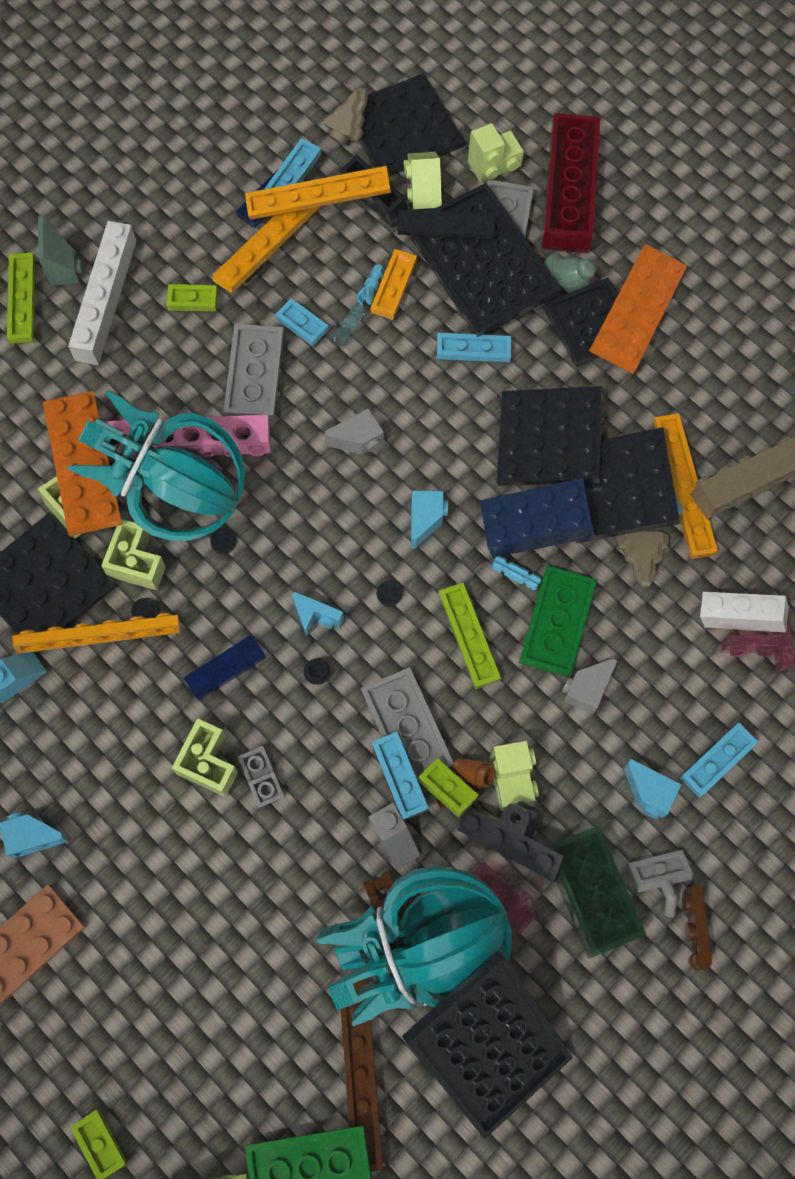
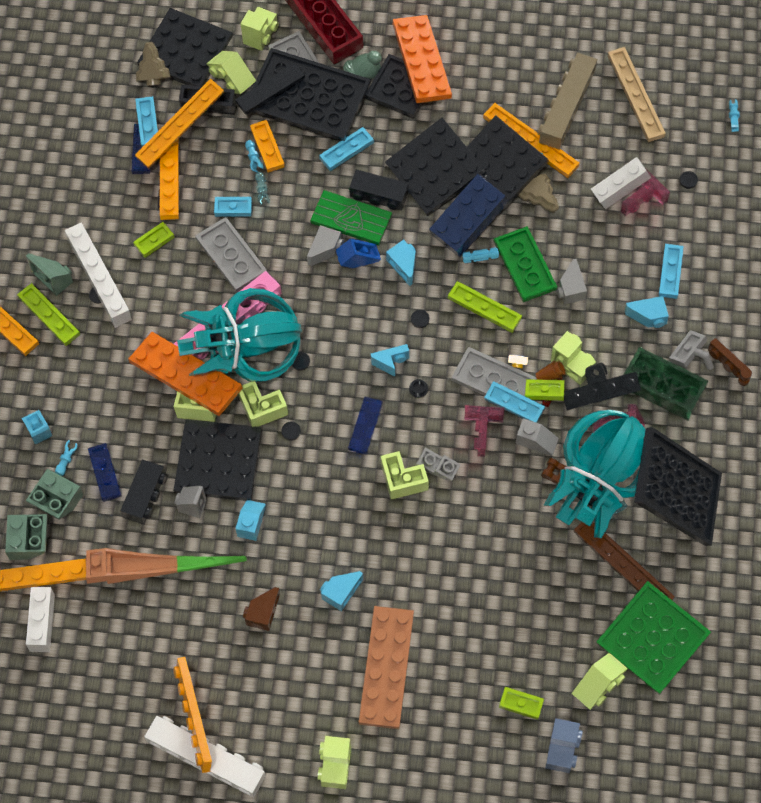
camera: 35 degrees left, 5 degrees down
(86, 634) = (275, 463): light orange plate -> none
(345, 771) = (482, 416): none -> clear pink bracket
(383, 470) = (357, 253): none -> blue slope
(414, 426) = (351, 217): none -> green tile
(451, 727) = (518, 361): none -> plate
(467, 417) = (378, 190): none -> black brick

